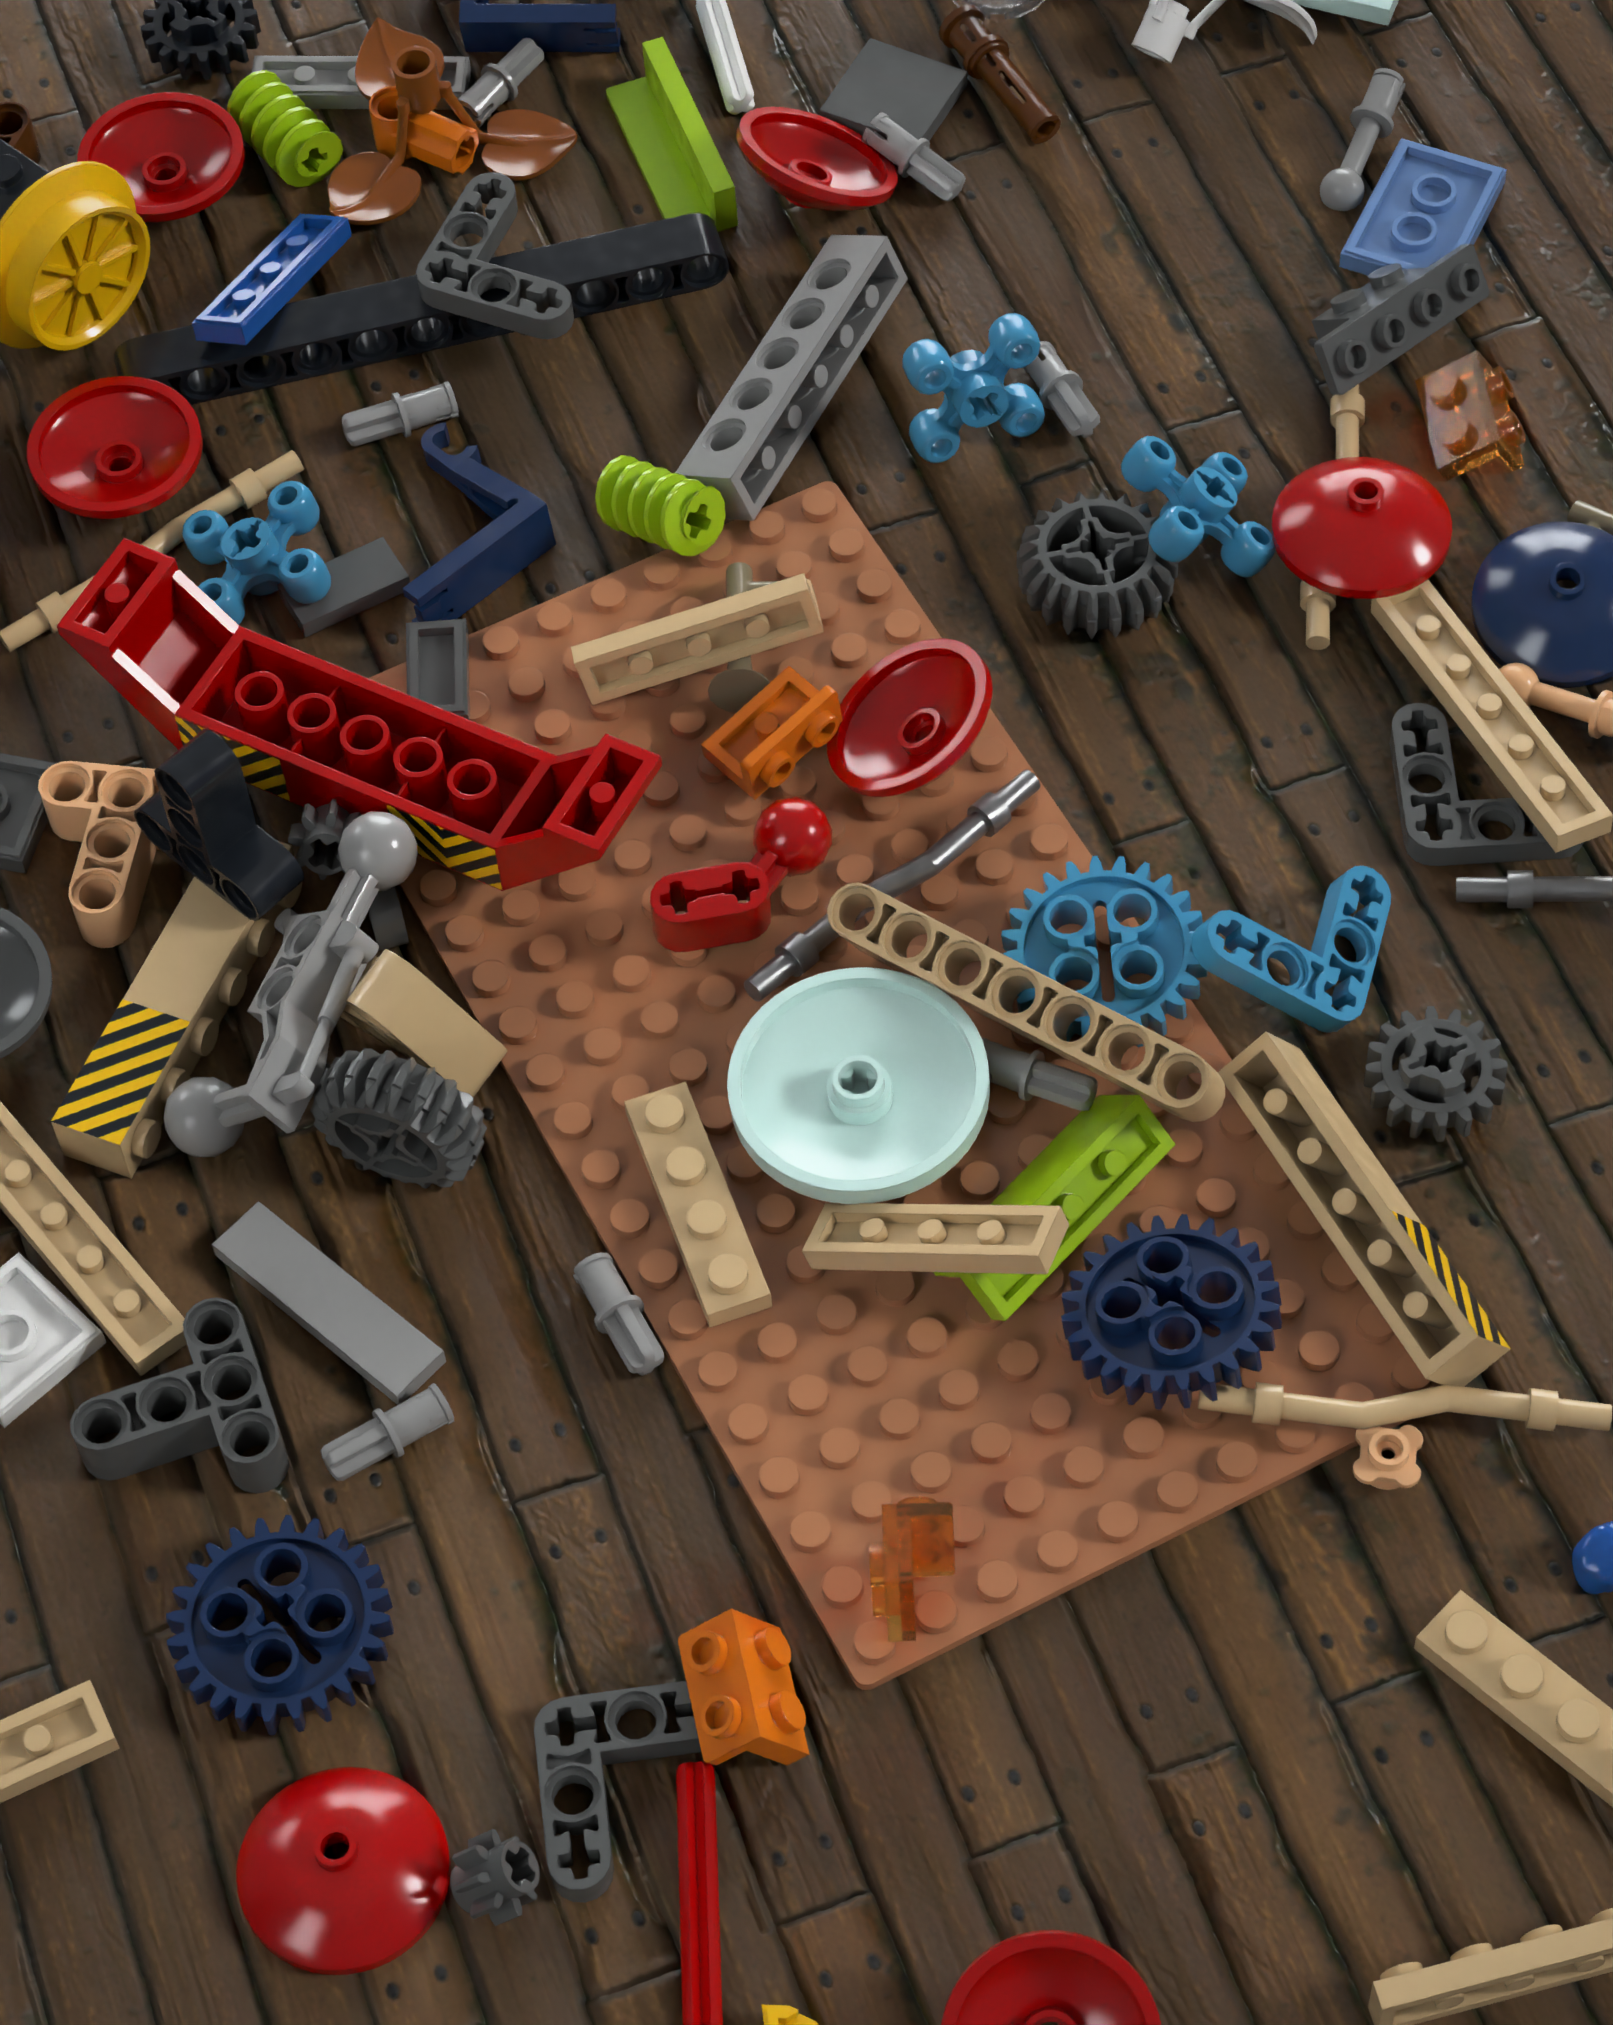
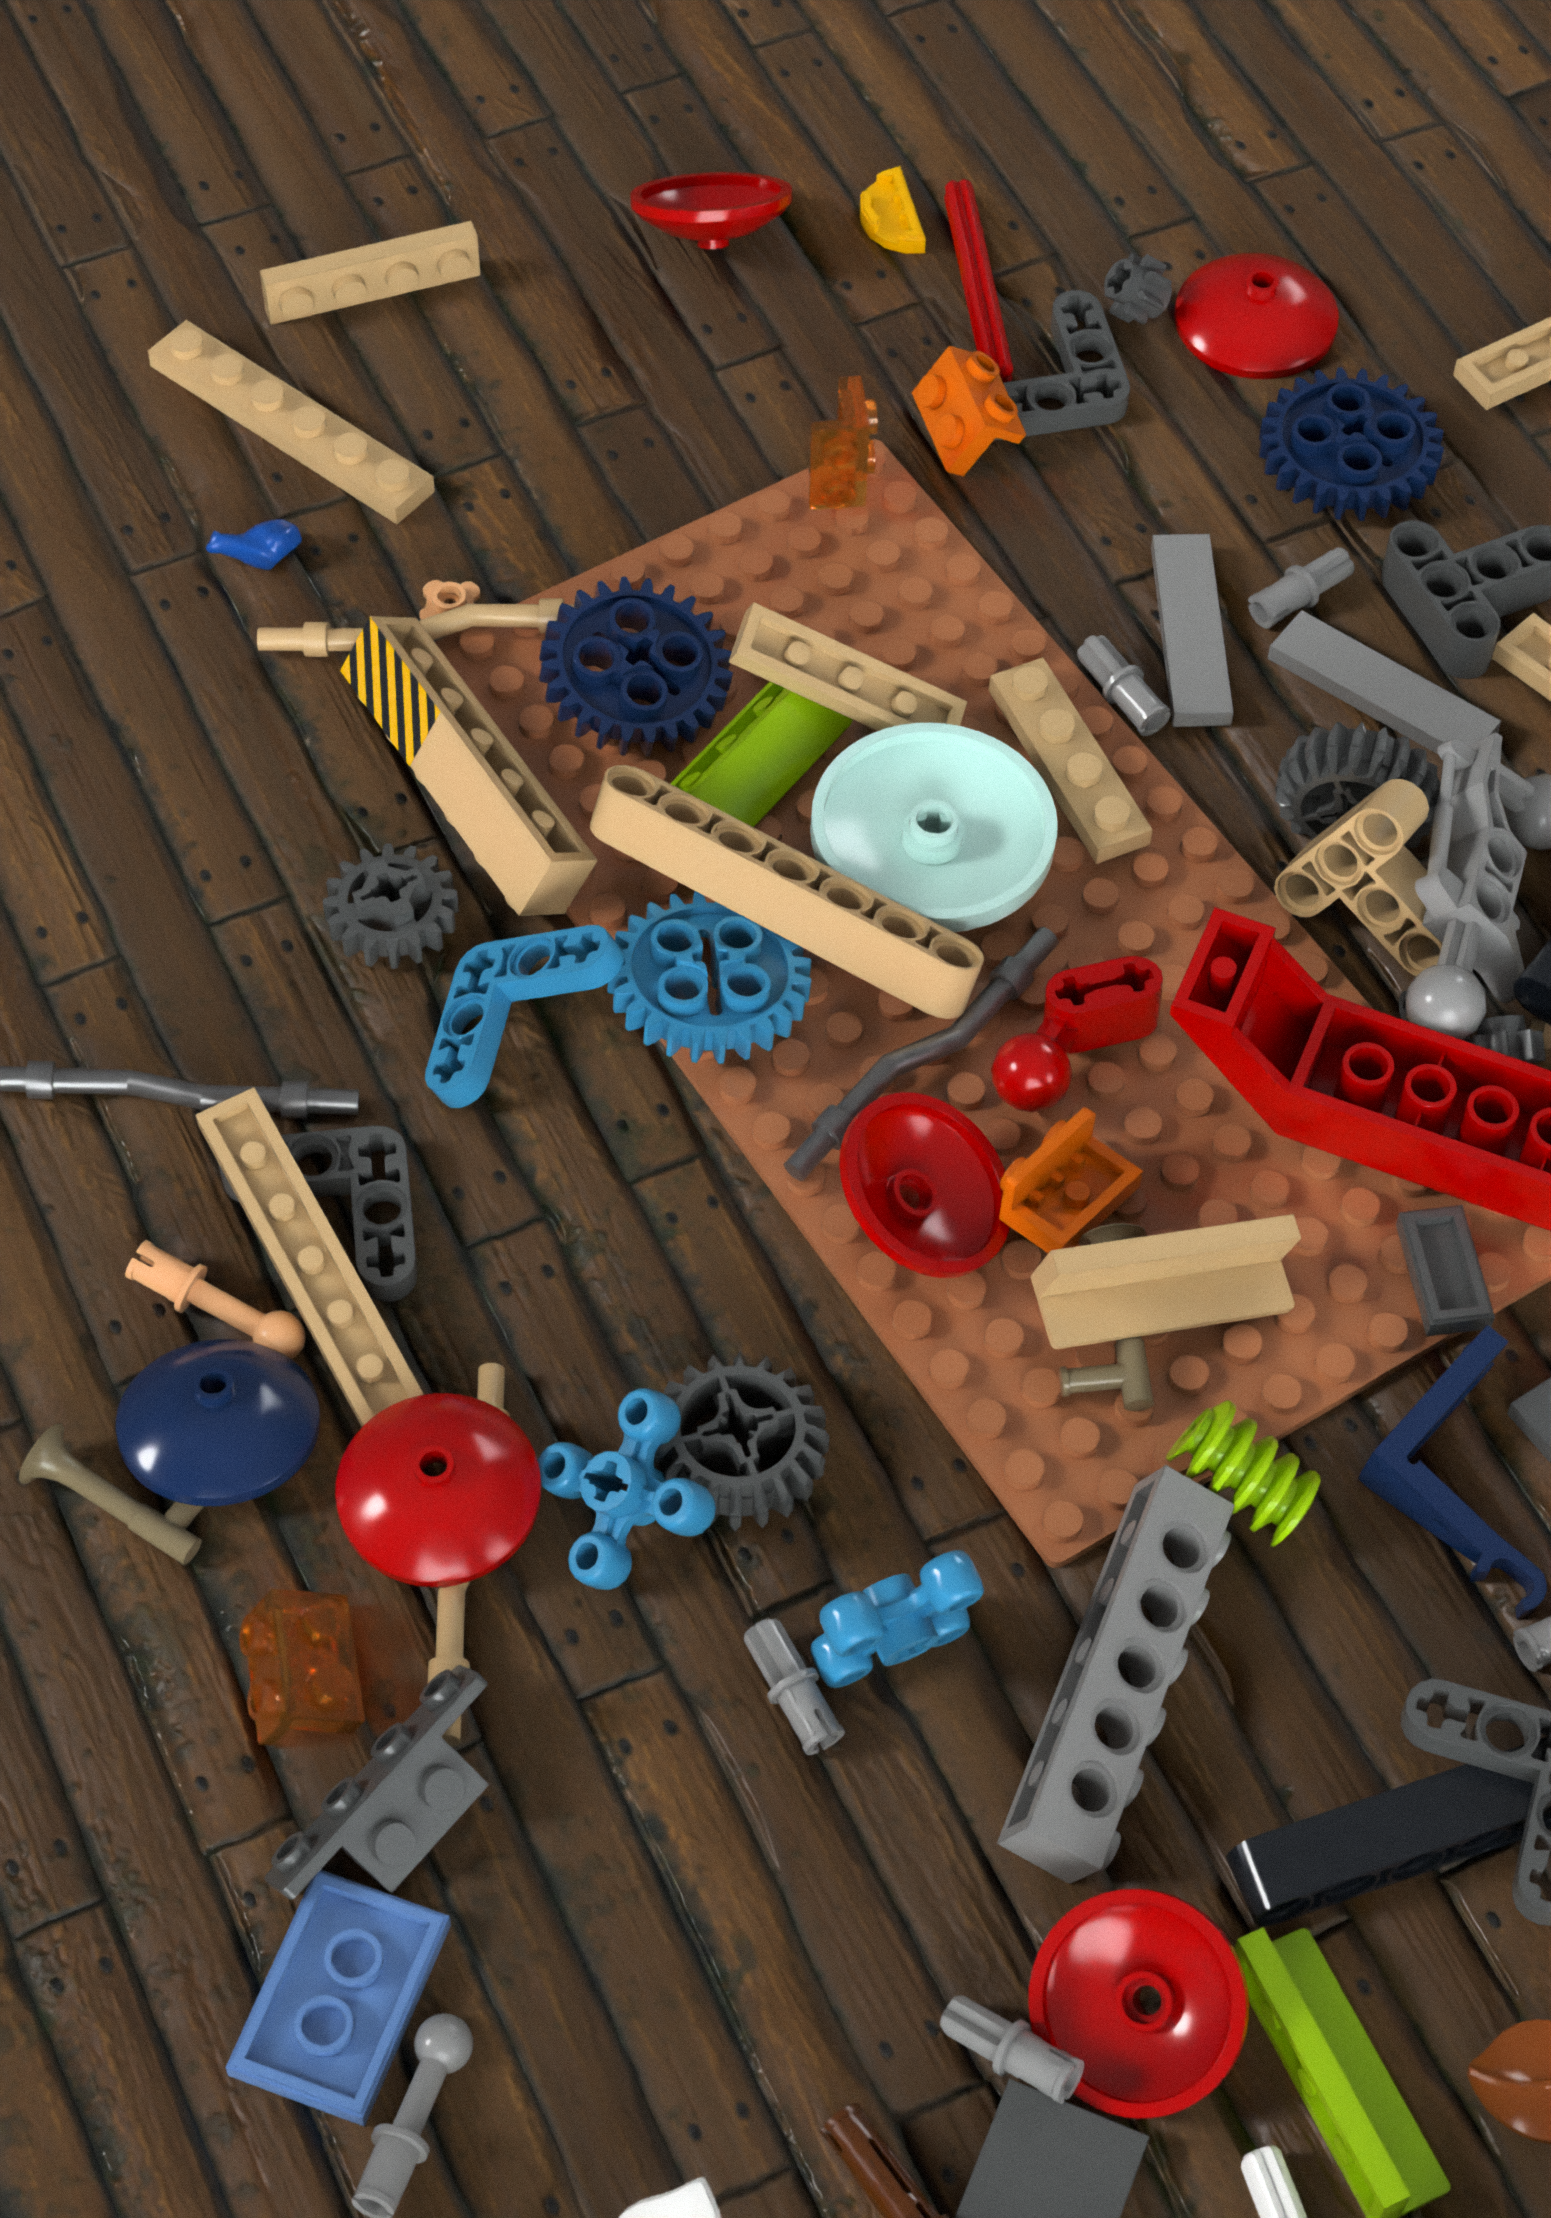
camera: 170 degrees right, 0 degrees up
(526, 1393) = (1191, 630): none -> light grey tile

